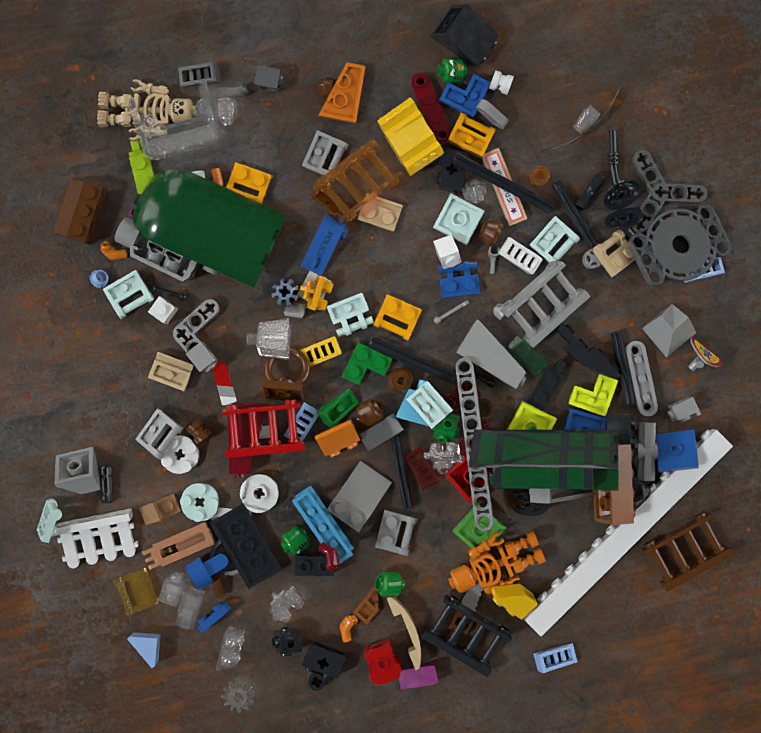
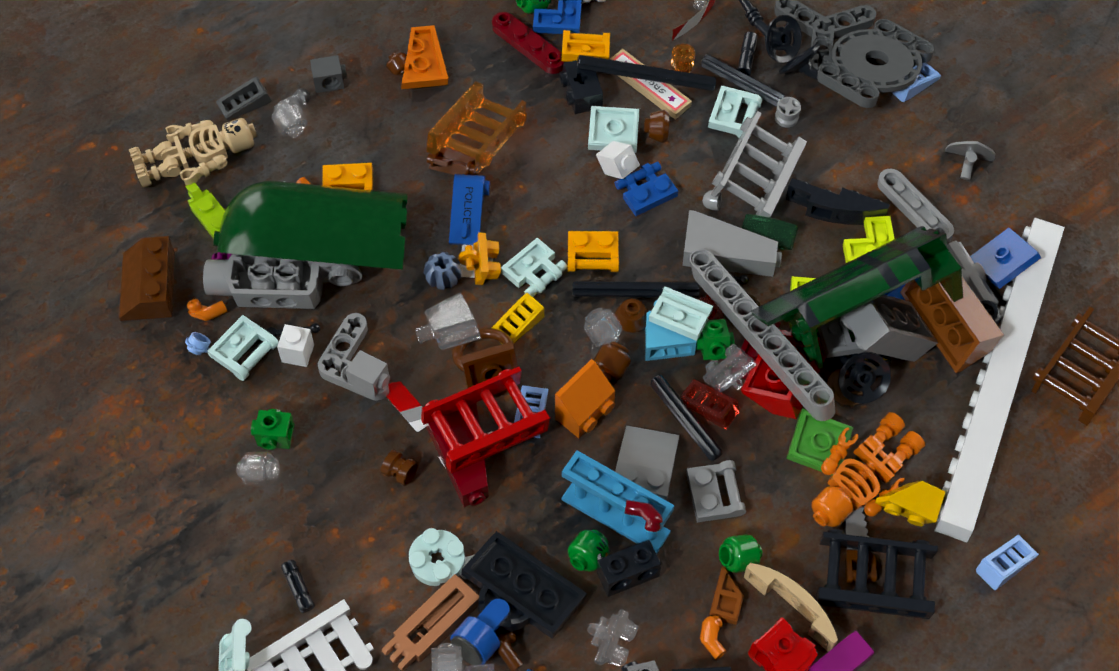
camera: 30 degrees left, 30 degrees down
(77, 471) = (254, 579): light grey slope -> none
(107, 393) = (258, 469): none -> clear head
(132, 369) = (273, 429): none -> green brick
(155, 430) = (340, 487): light grey plate -> none
(160, 509) = (384, 588): medium nougat slope -> none
(171, 371) = (333, 413): tan plate -> none
(180, 136) = (237, 155): clear windscreen -> none
(185, 463) = (374, 498): white plate -> none
(250, 499) = (523, 501): white plate -> none
(295, 310) = (468, 290): light grey slope -> none
(319, 151) = (418, 119): light grey plate -> none
(337, 408) = (565, 370): green slope -> none
(364, 358) = (572, 313): green plate -> none
(375, 385) = (602, 327): none -> clear head
(380, 432) = (636, 378): dark grey slope -> none
(381, 213) = (520, 157): tan plate -> none
(410, 136) = (517, 64): yellow slope -> none
(437, 320) = (642, 237): light grey hinge -> none
(474, 191) = (617, 94): clear gear -> none
(492, 114) = (598, 18): light grey beam -> none
(493, 259) = (672, 151): light grey hand -> none
(533, 265) = (711, 145): white slope -> none
(547, 385) = (811, 252): black hinge -> none
(619, 258) = (815, 97): tan plate -> none
(622, 364) = (874, 191): black axle -> none
(669, 330) = (917, 148): light grey slope -> none
(683, 409) = (984, 217): light grey brick -> none

